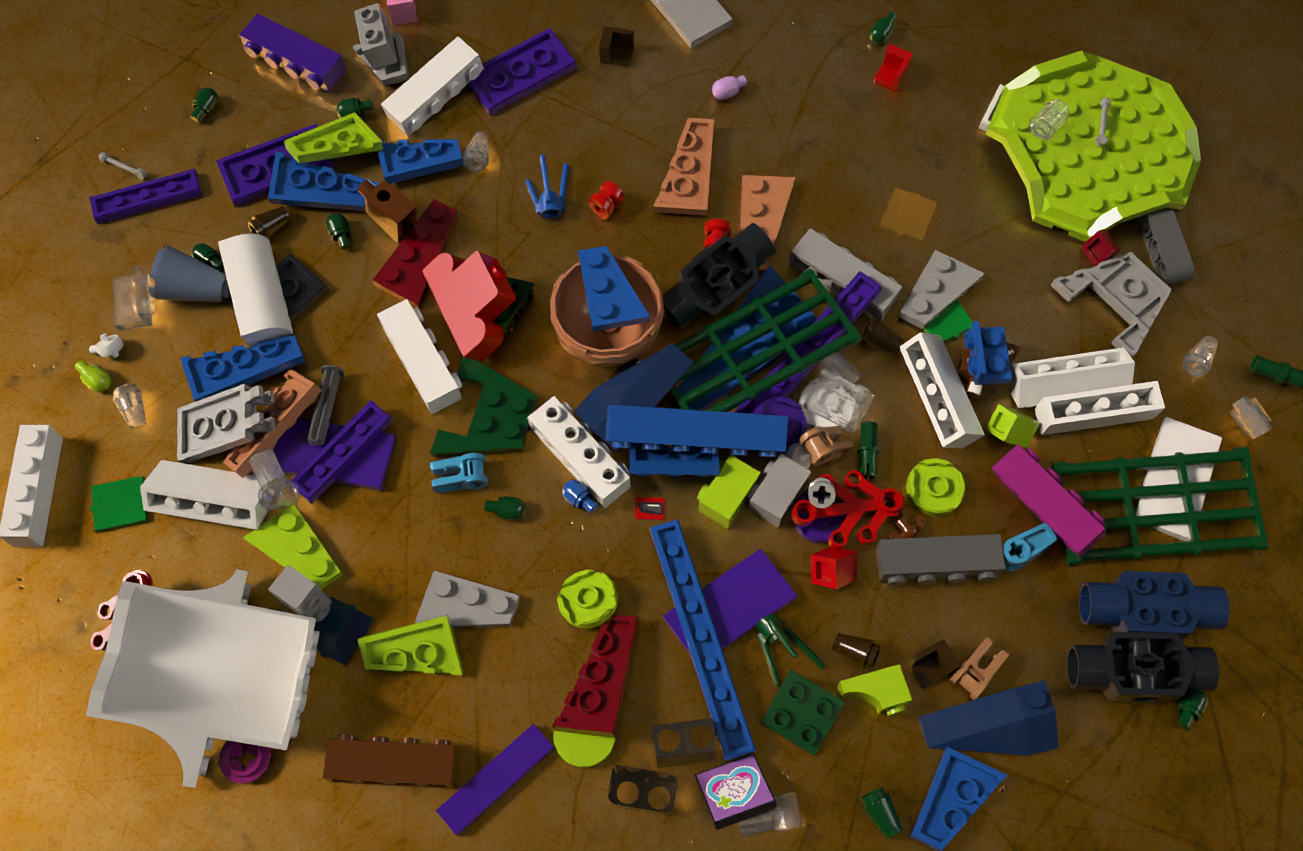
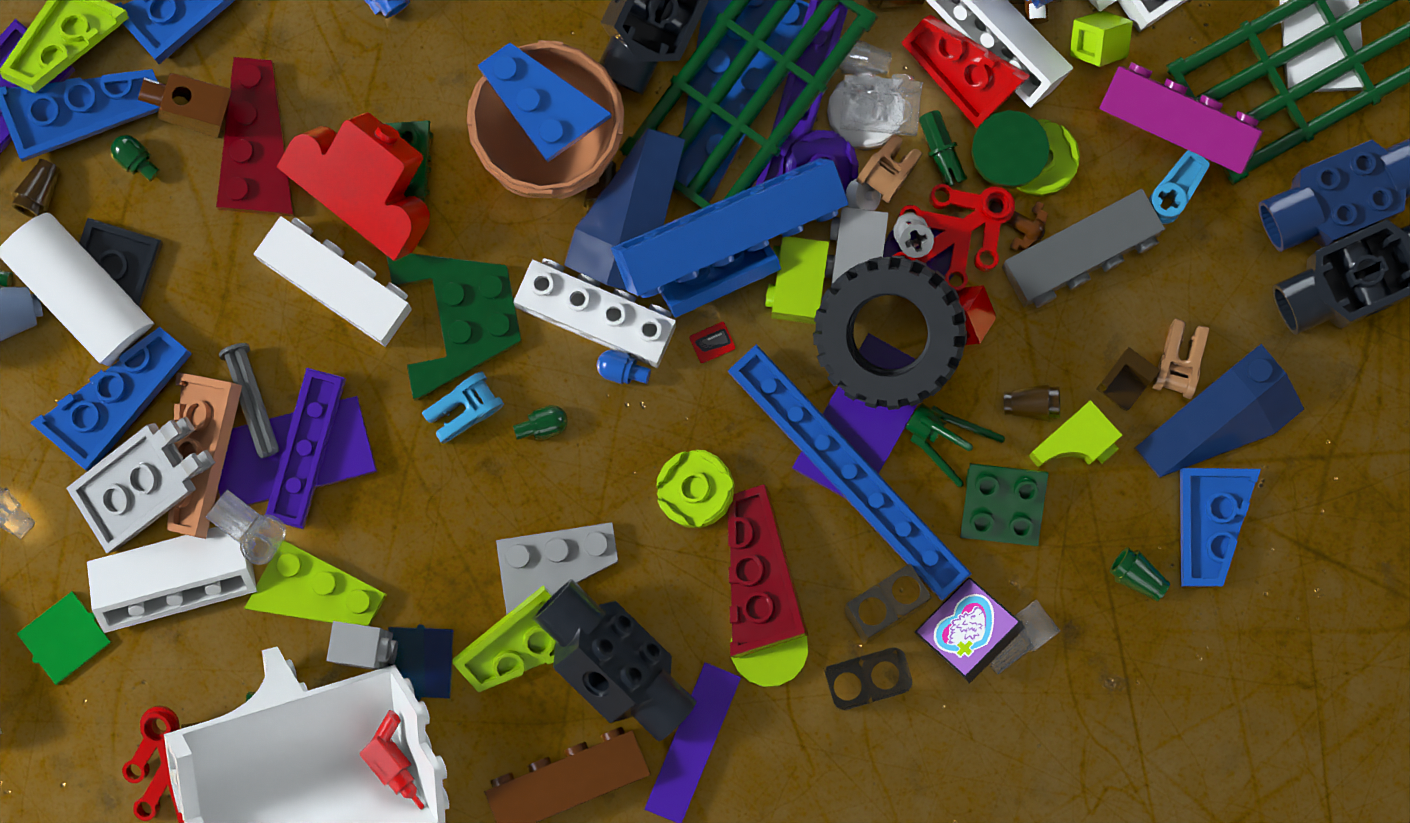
camera: 25 degrees left, 15 degrees up
(275, 685) = (388, 760): none -> piece
(466, 688) = (613, 661): none -> black brick
(748, 516) = (836, 332): none -> black tyre
(907, 404) = (963, 69): none -> red wing
(916, 469) = (1010, 149): none -> dark green tile

